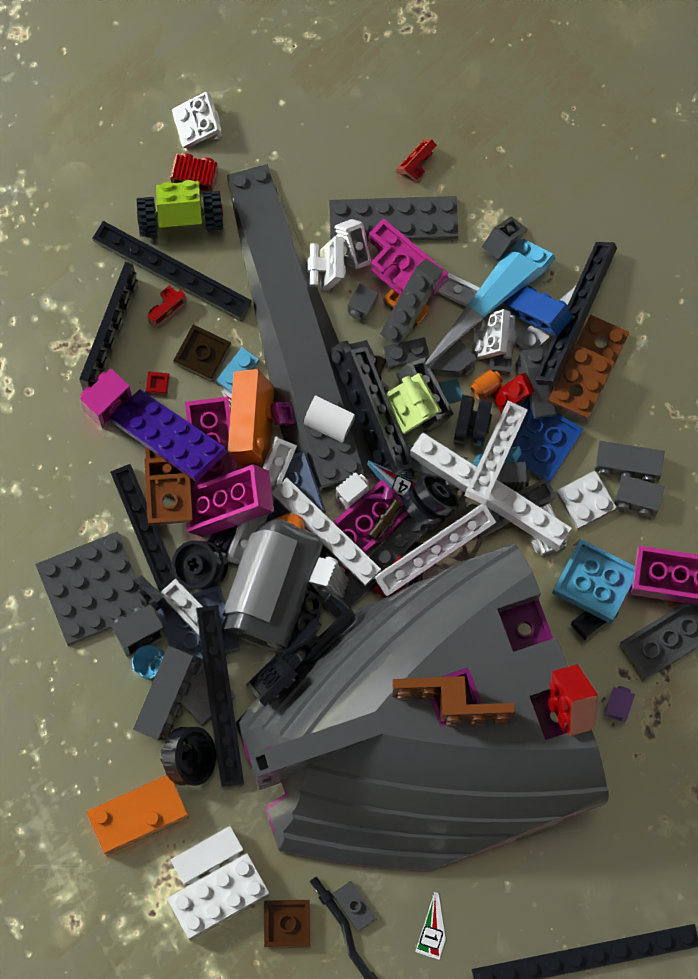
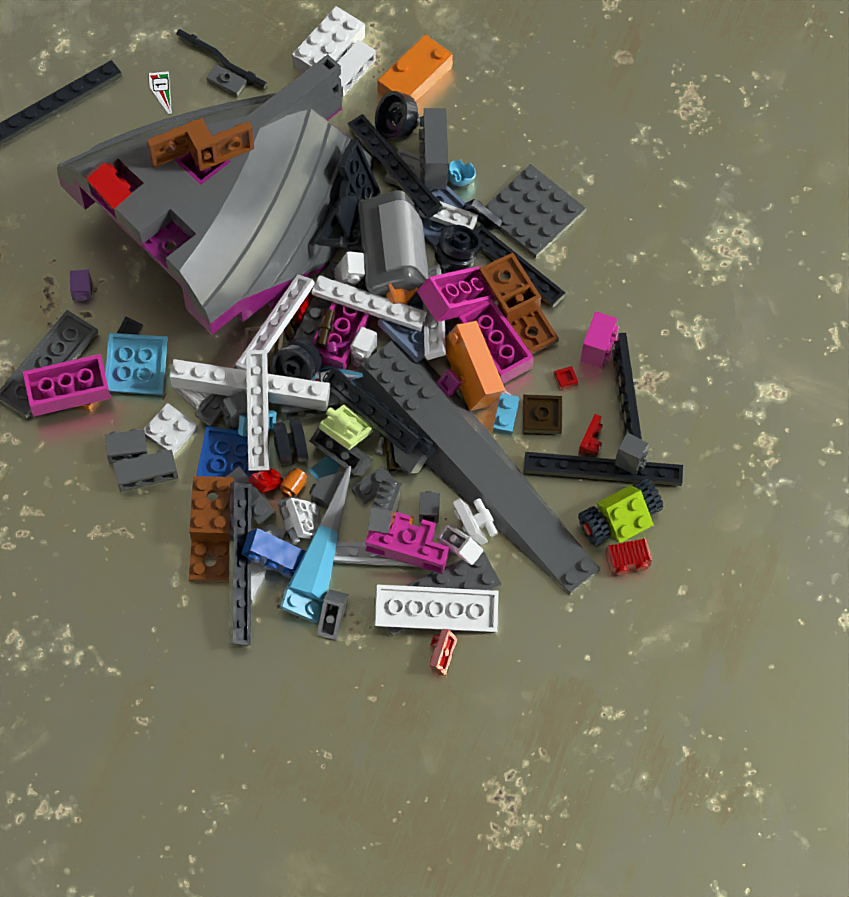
camera: 155 degrees right, 10 degrees down
(138, 629) = (481, 183): dark grey brick -> none
(141, 255) = (632, 454): none -> dark grey brick
(168, 435) = (532, 324): dark purple plate -> none
(197, 120) = (649, 602): white plate -> none
(286, 923) = (270, 50): reddish brown plate -> none
(329, 419) = (408, 387): white brick -> none
(405, 194) = (436, 608): none -> white plate

